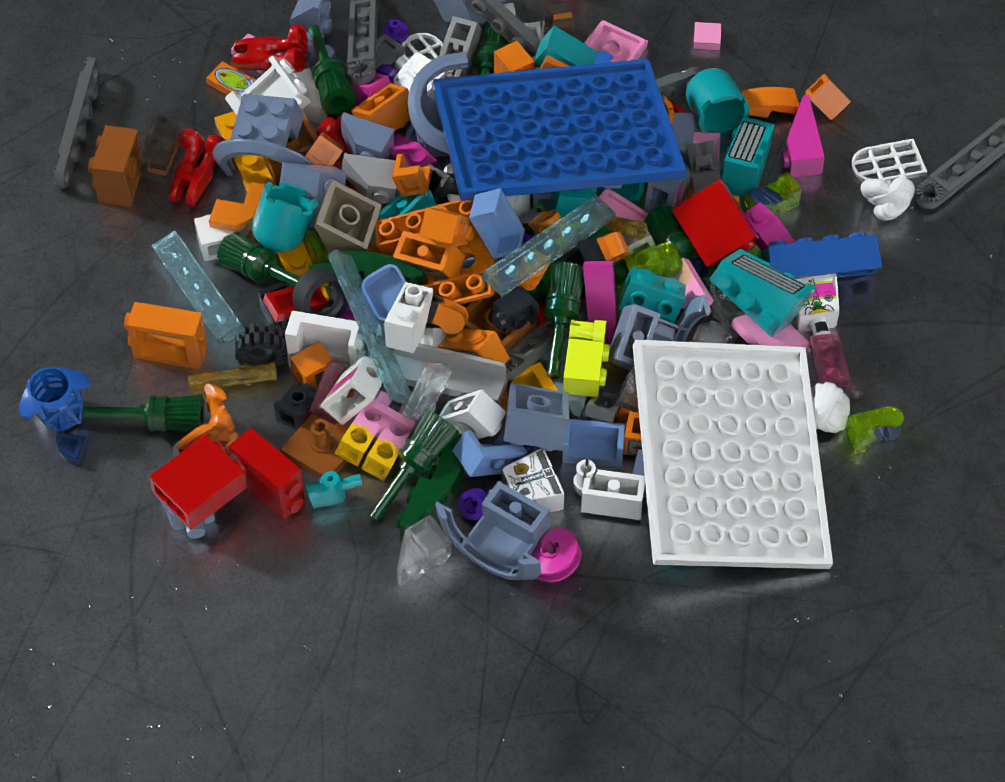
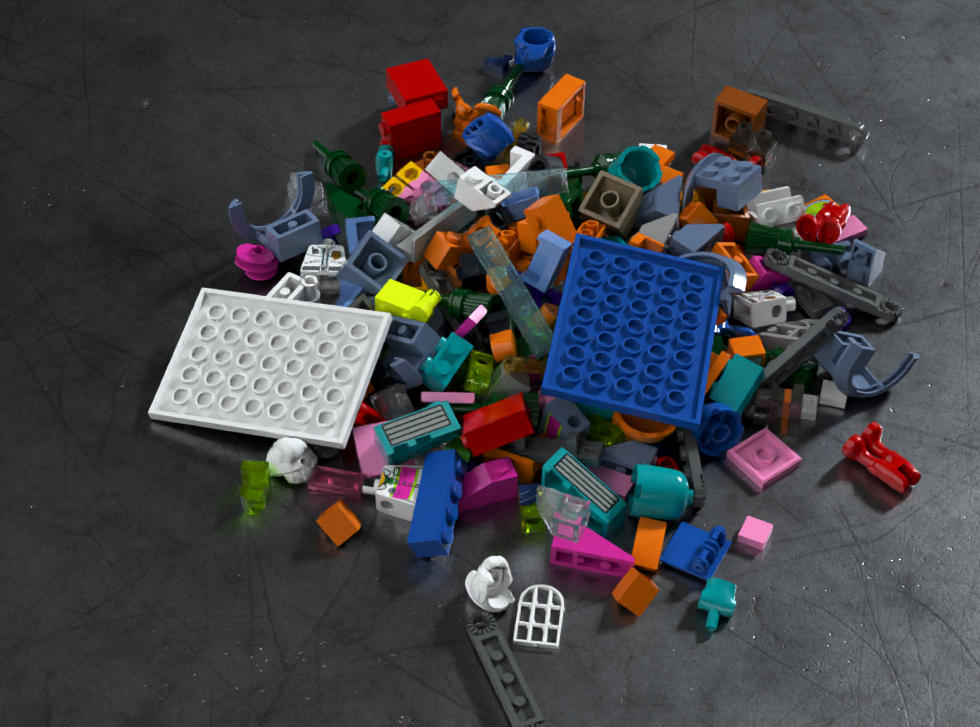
camera: 110 degrees right, 10 degrees down
(198, 288) = (595, 132): clear light blue tile -> none
(248, 388) = (488, 136): none -> blue piece
(360, 528) = (342, 168): none -> dark green piece
(754, 67) = (696, 550): none -> blue hinge
(794, 147) = (563, 513): none -> clear slope
(804, 40) = (718, 600): none -> teal piece
(877, 340) = (339, 522): none -> orange panel

